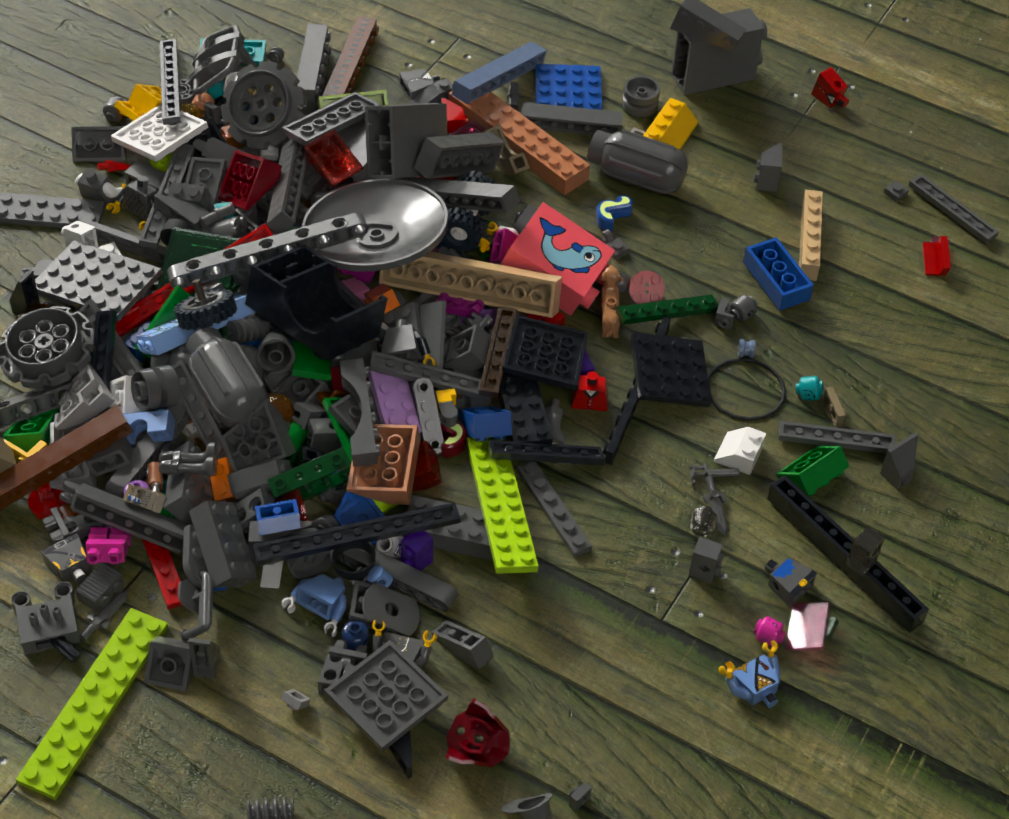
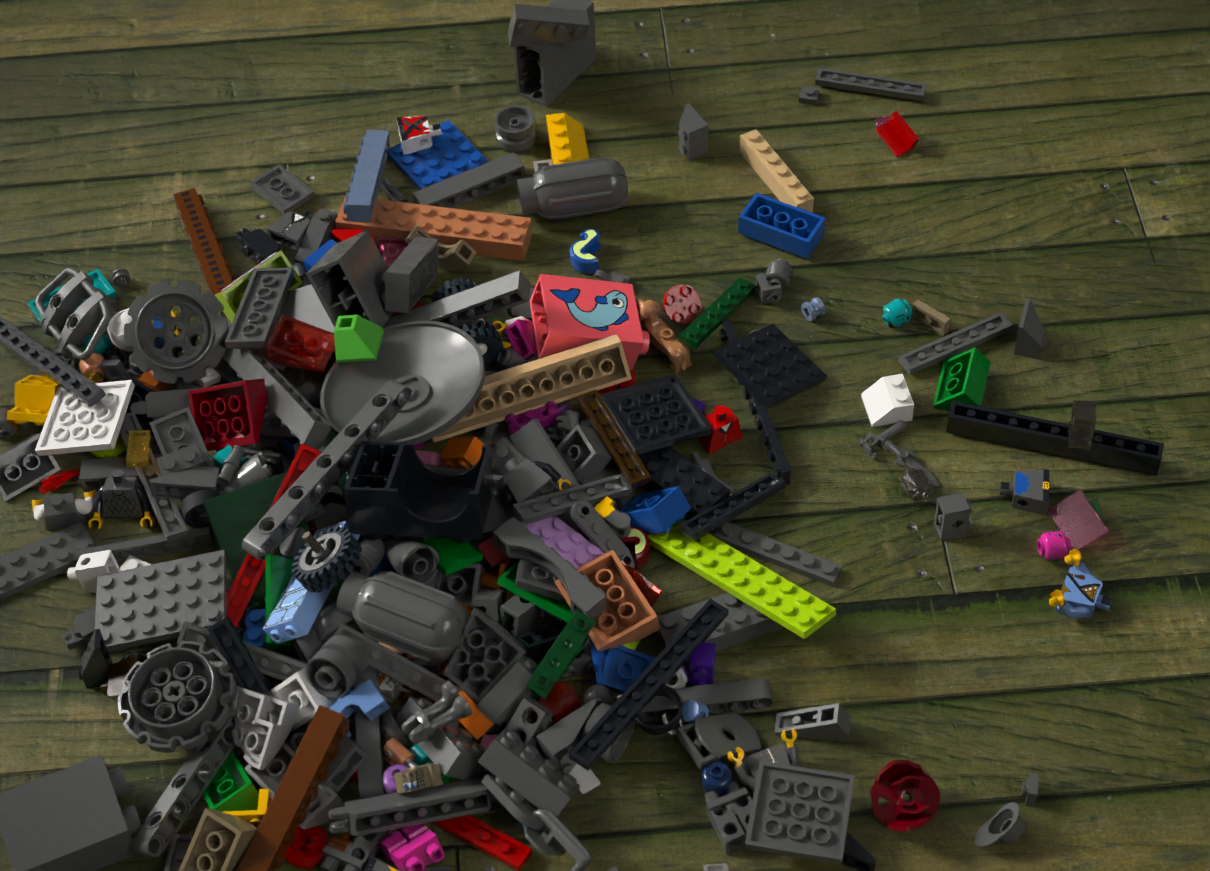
camera: 30 degrees left, 0 degrees up
(172, 170) = (138, 448): none -> clear yellow plate
(277, 517) = (567, 714): blue brick -> none
(313, 64) = (169, 258): brick -> none
(320, 596) = (655, 764): medium blue torso -> none
(370, 174) = (357, 339): none -> bright green slope
(386, 80) = (257, 244): none -> black hinge
(438, 53) = (282, 189): none -> dark grey plate
(479, 253) = (509, 358): none -> dark grey cone
(563, 61) = (416, 133): none -> torso
(761, 364) = (854, 318): black piece -> none
(830, 89) = (677, 31): red torso -> none

